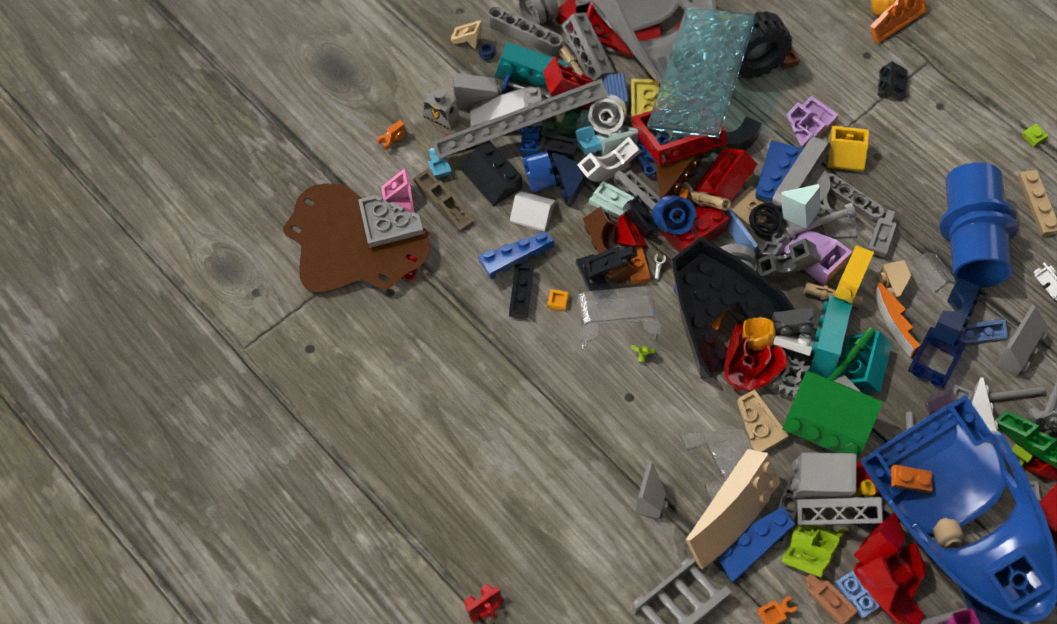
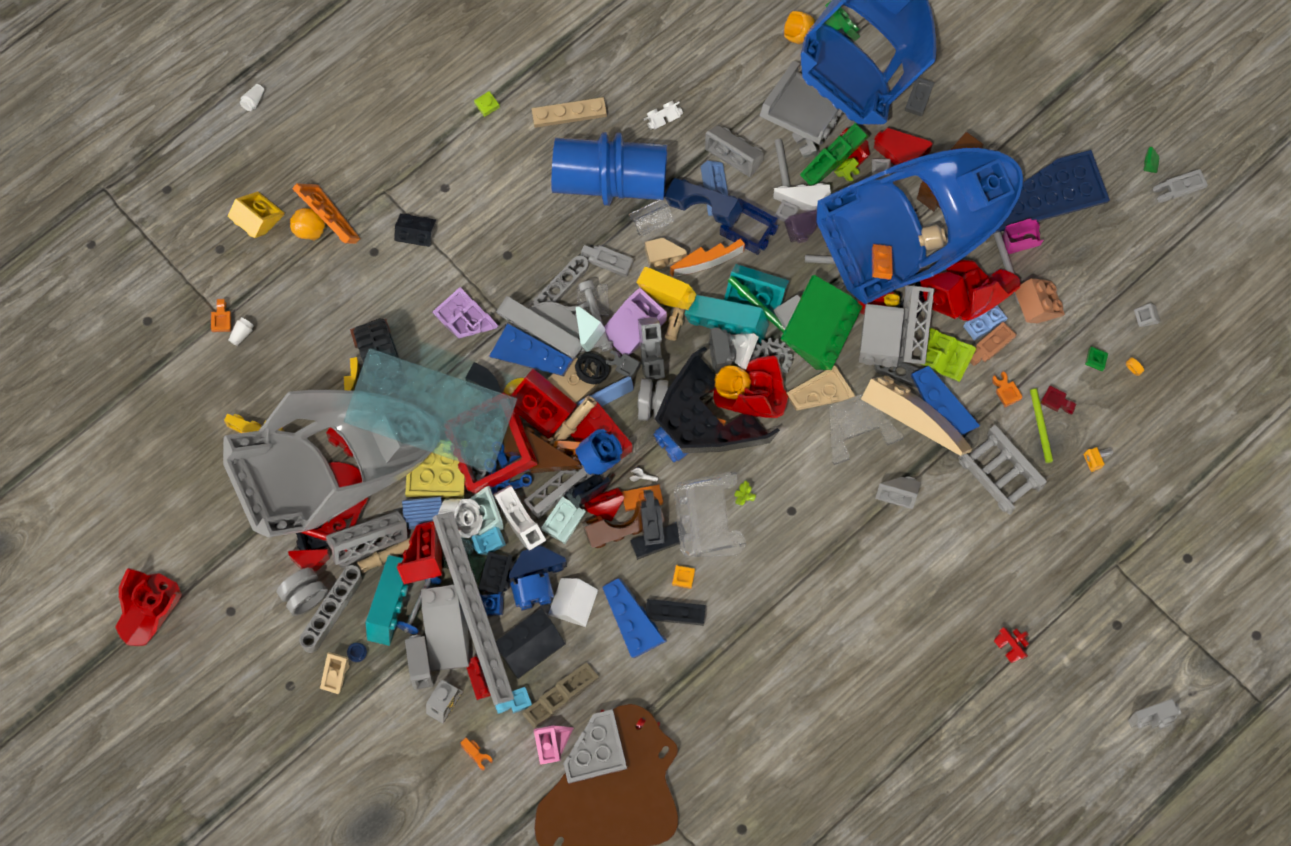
camera: 90 degrees left, 10 degrees up
(848, 148) = (506, 279): yellow slope -> none

